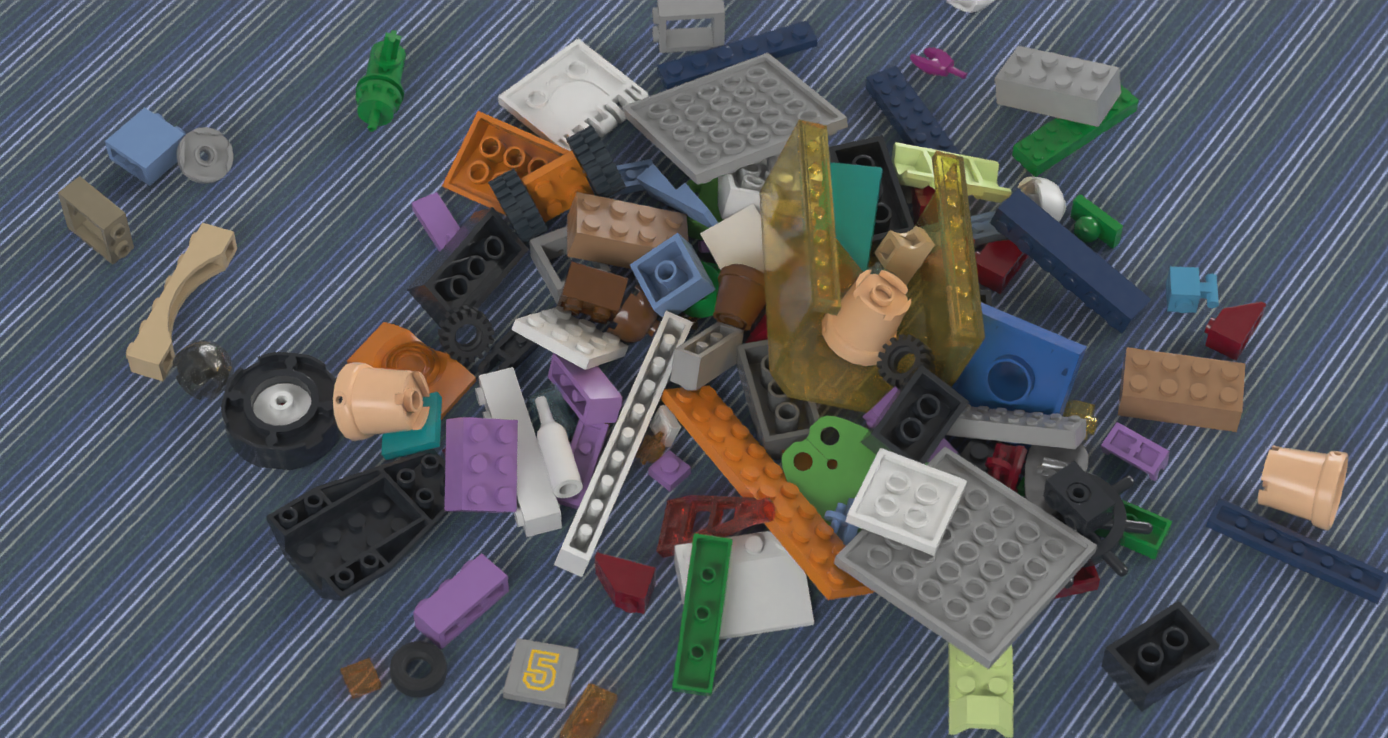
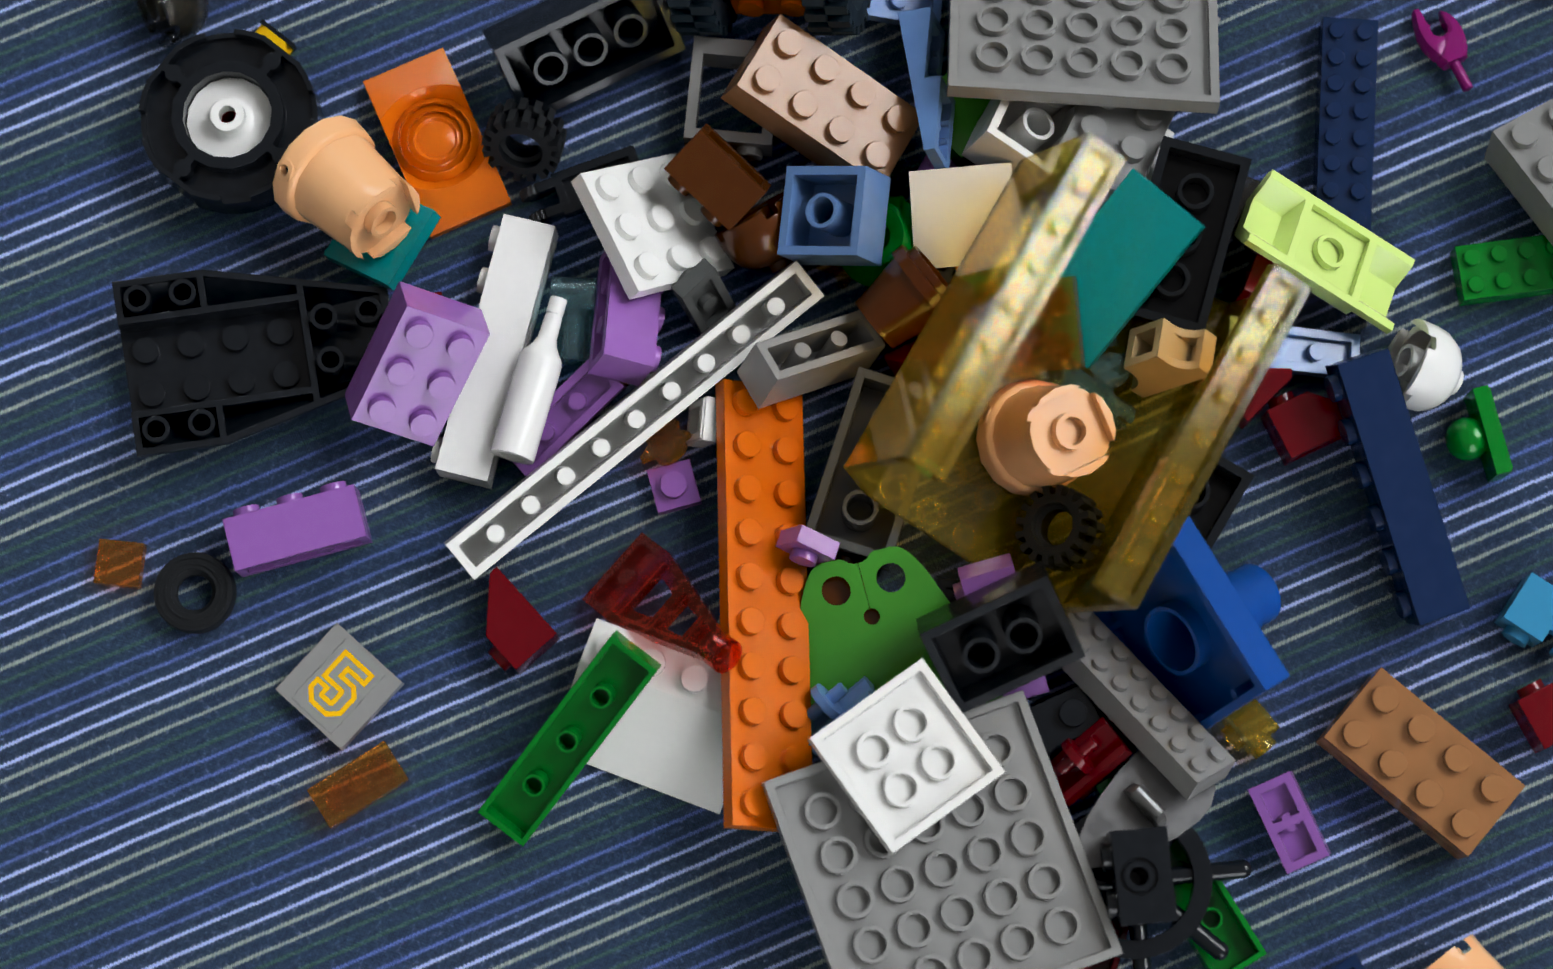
camera: 35 degrees right, 25 degrees up
(623, 358) = (703, 295): none -> dark grey plate
(771, 442) = (807, 546): none -> medium lavender plate

